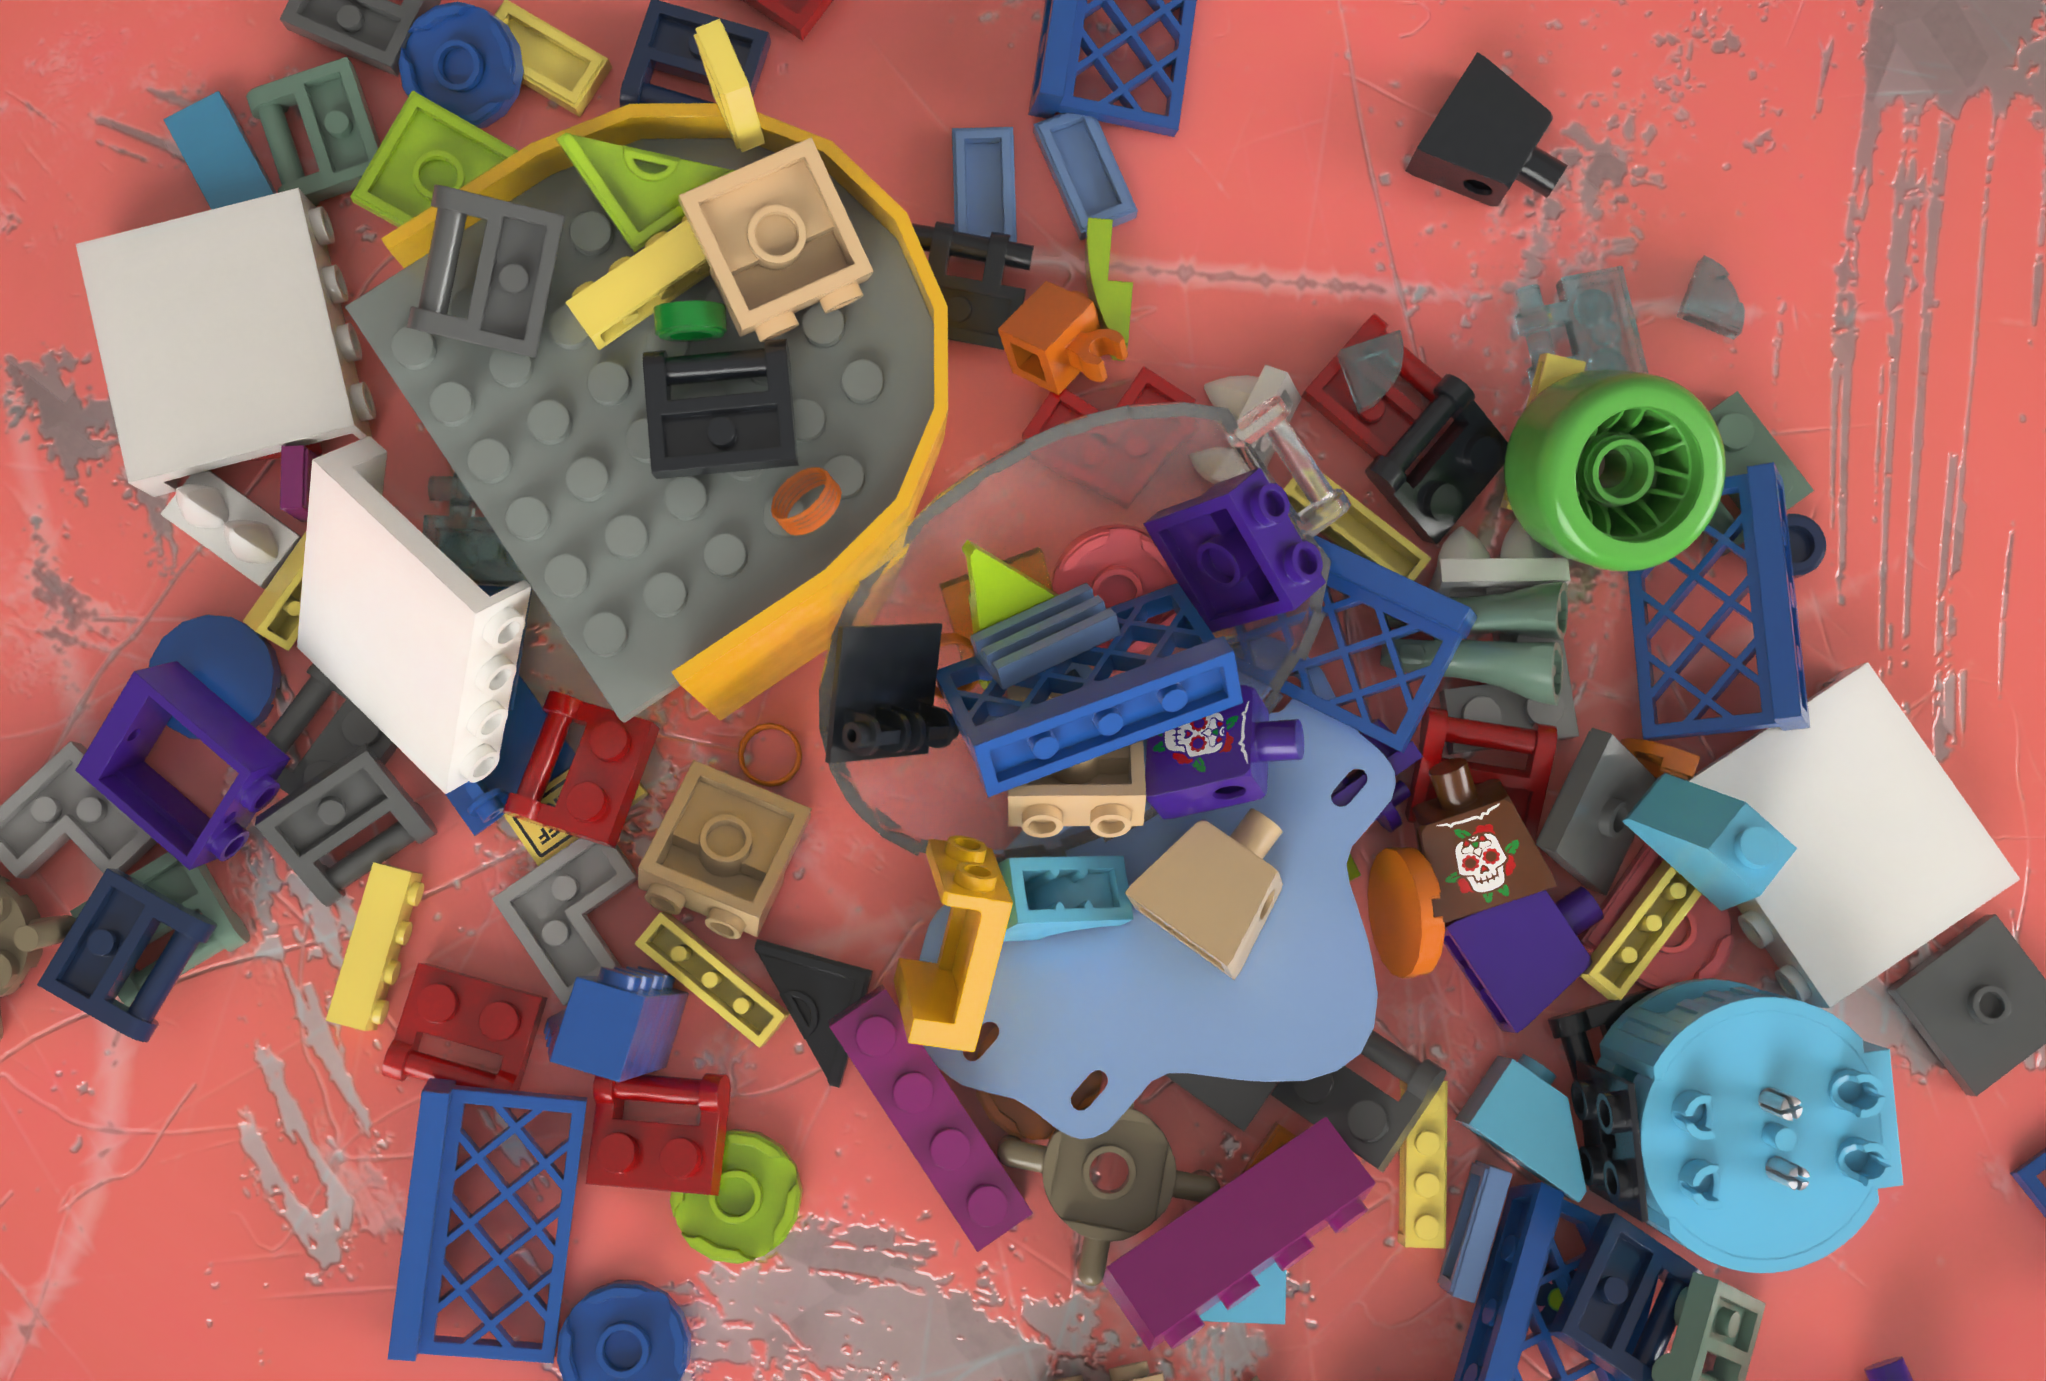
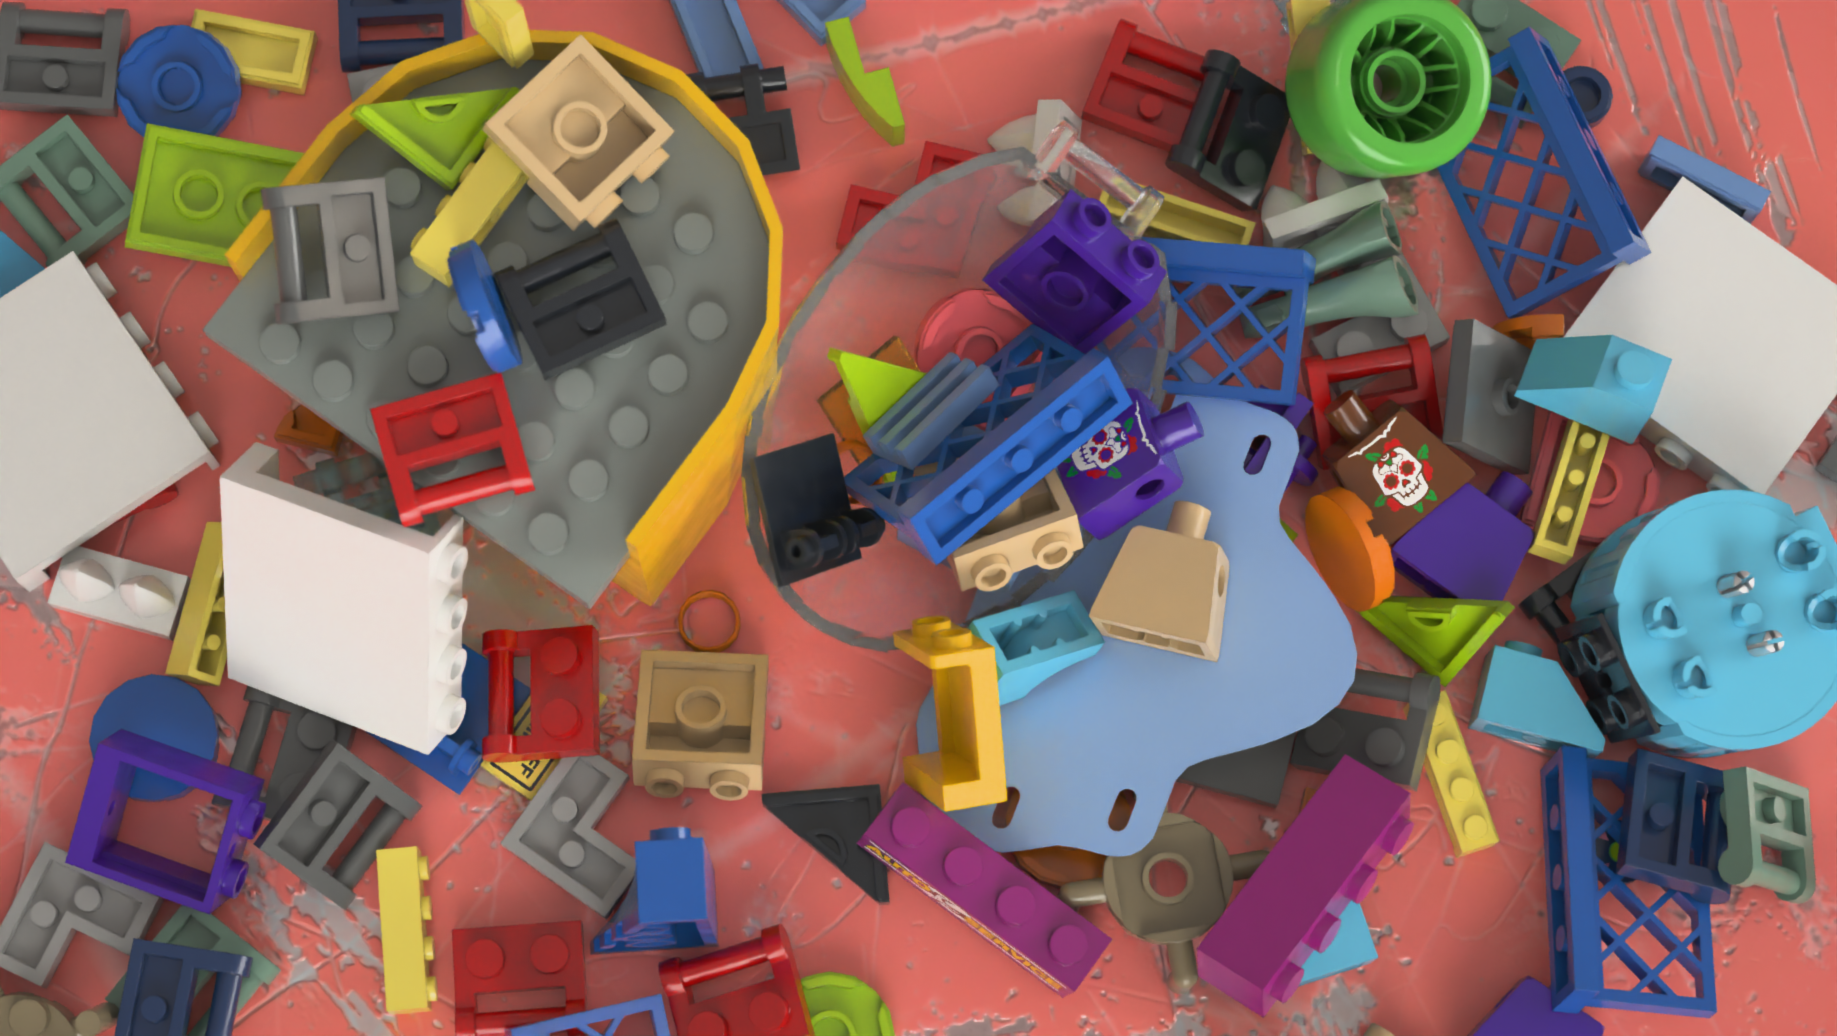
camera: 20 degrees left, 5 degrees down
(295, 480) = (175, 525): magenta tile -> none
(536, 492) = (445, 428): none -> red plate
(613, 370) = (485, 305): none -> blue tile
(690, 321) = (525, 231): green tile -> none
(712, 978) = (742, 844): light yellow piece -> none
(787, 523) = (668, 372): orange axle -> none
(1057, 338) = (837, 143): orange brick -> none
(1372, 368) = (1137, 69): clear light blue tile -> none
(1465, 1023) = (1438, 631): none -> lime tile
(1474, 1231) = (1519, 816): medium blue tile -> none
(1858, 642) = (1670, 162): none -> medium blue tile

